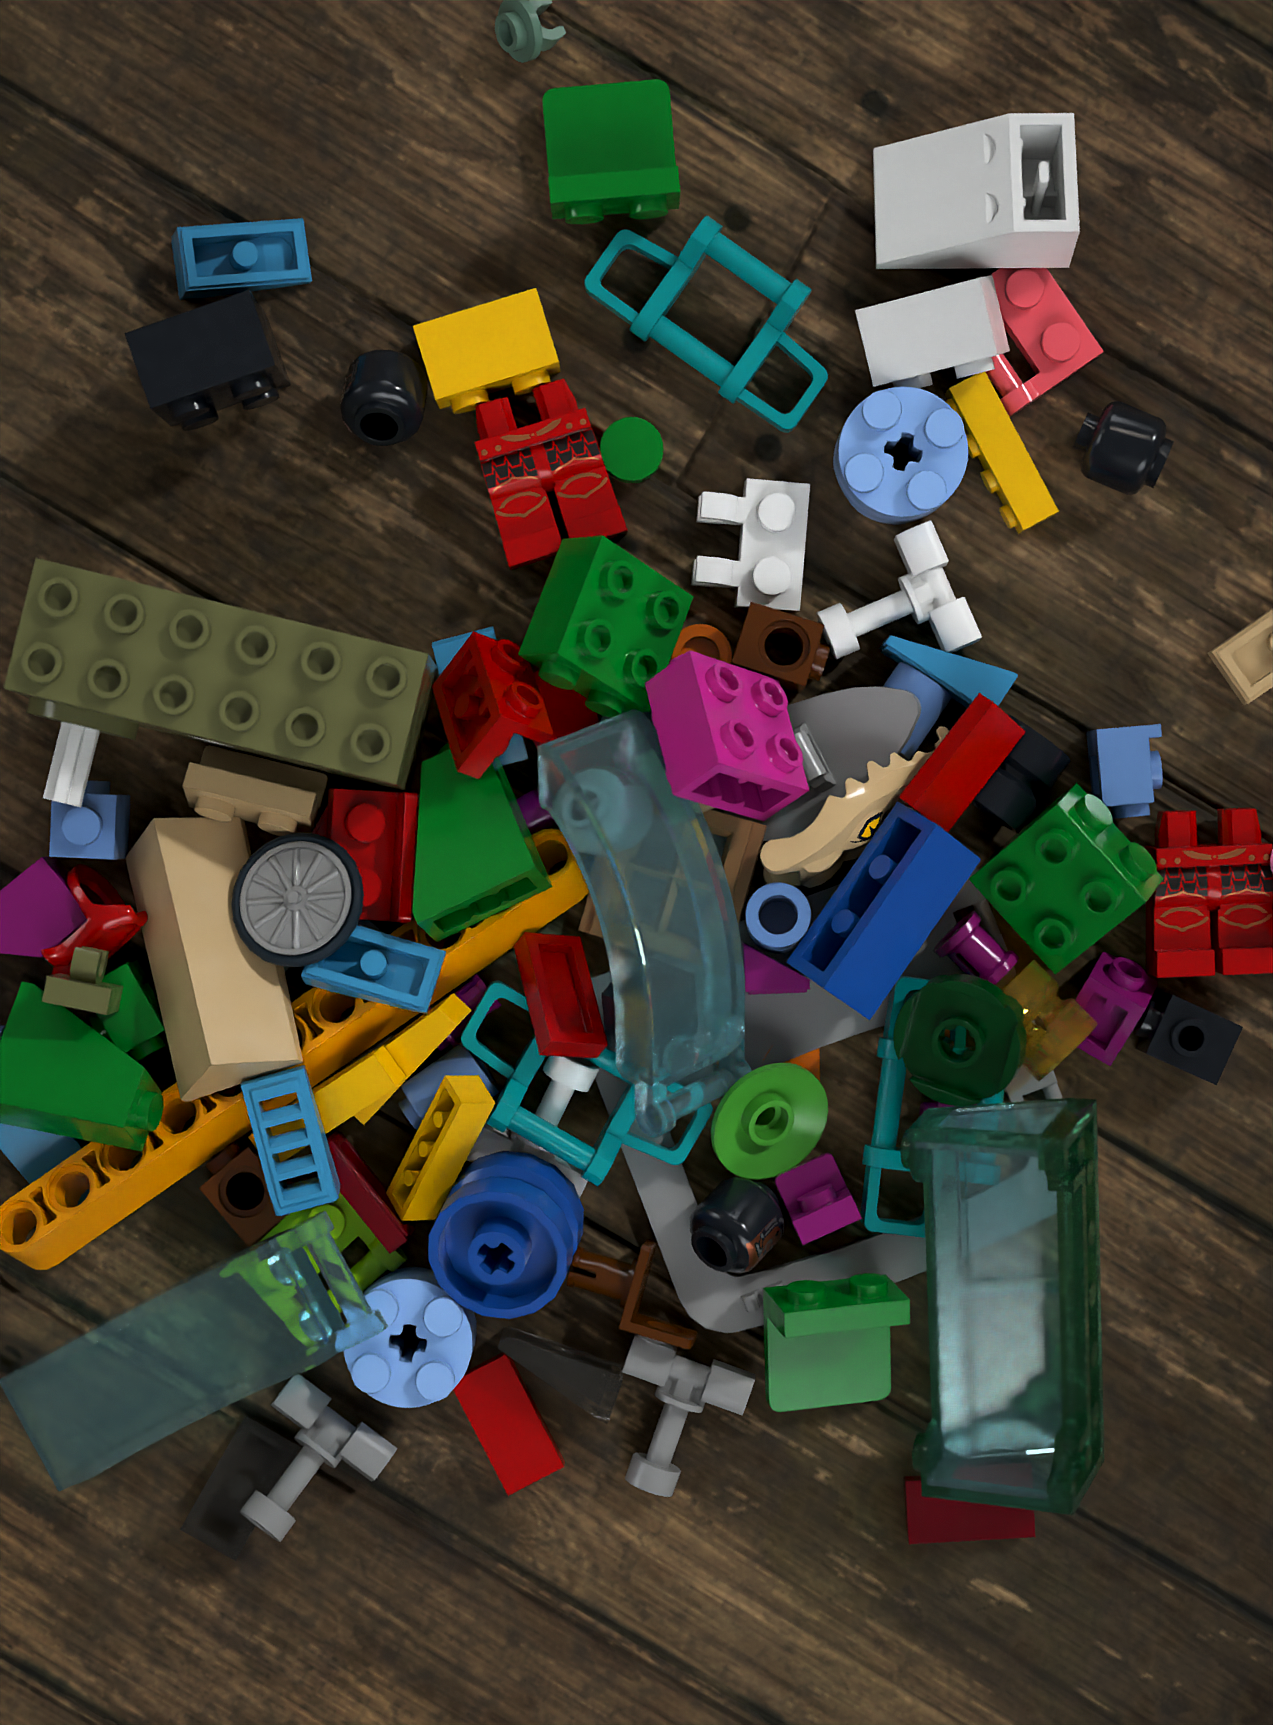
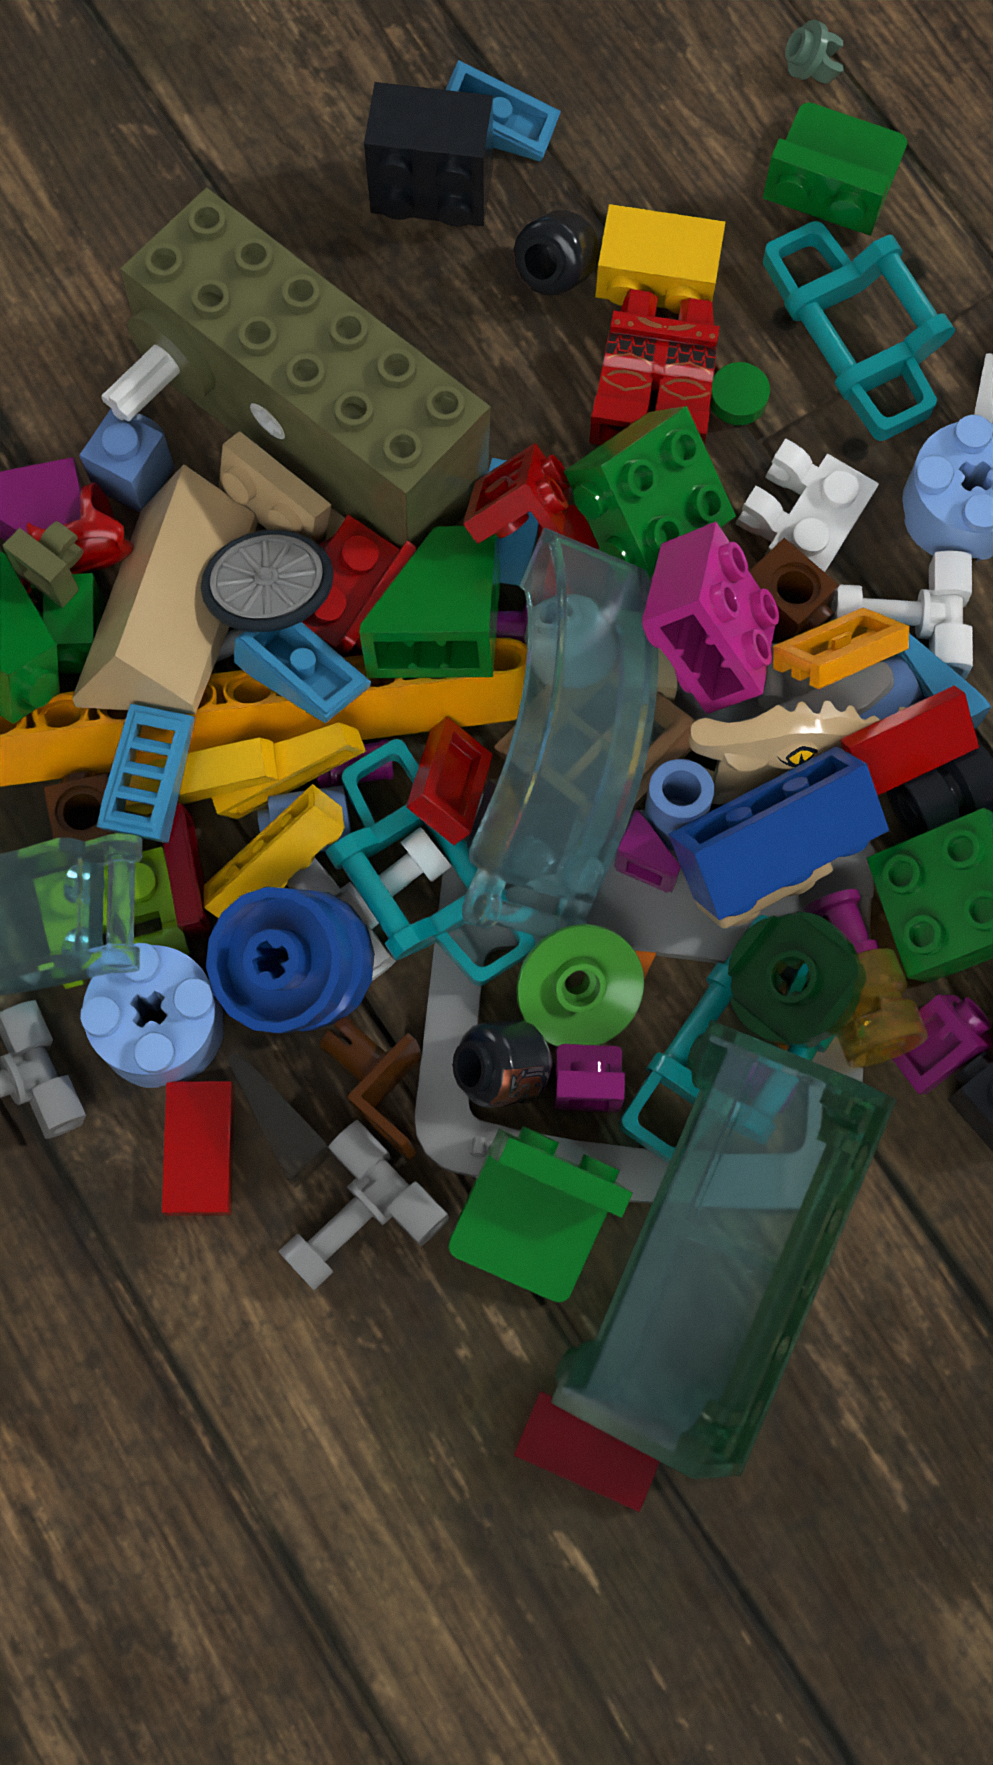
camera: 25 degrees right, 15 degrees down
(866, 698) = (841, 647): none -> light orange tile

